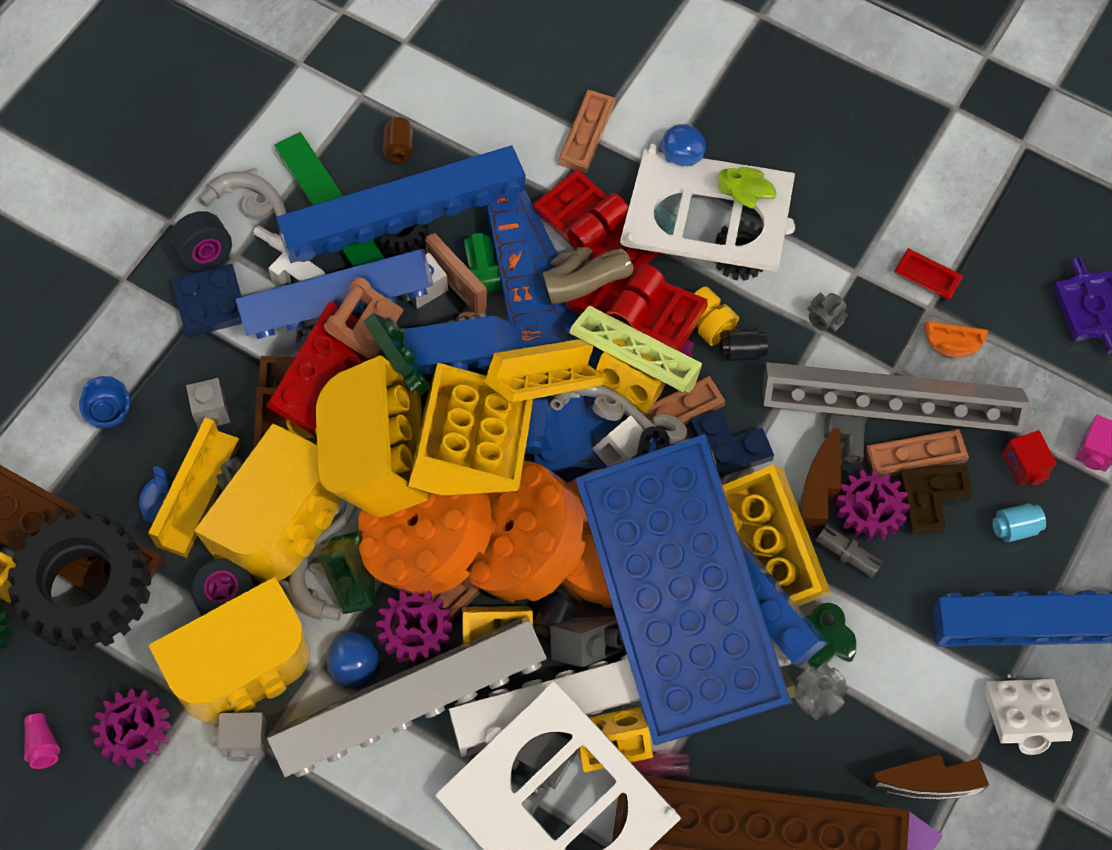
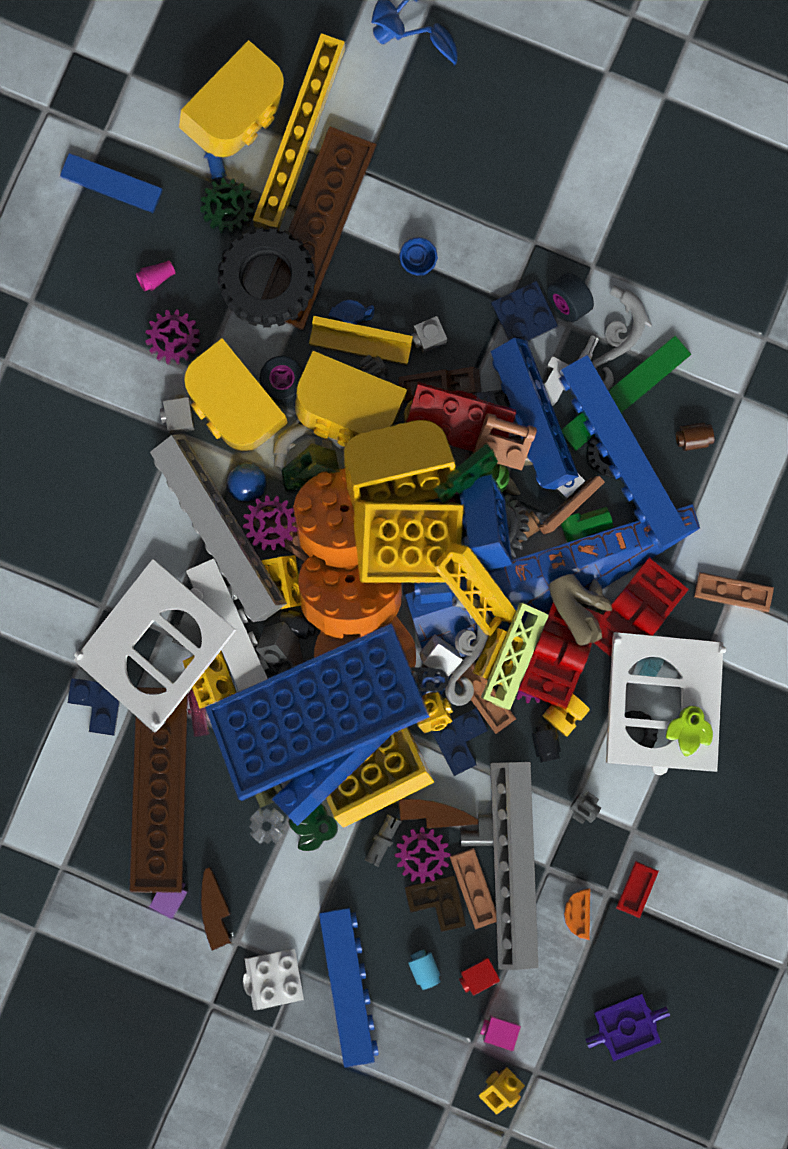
camera: 80 degrees right, 20 degrees up
(683, 145) = (727, 674): blue hair -> none

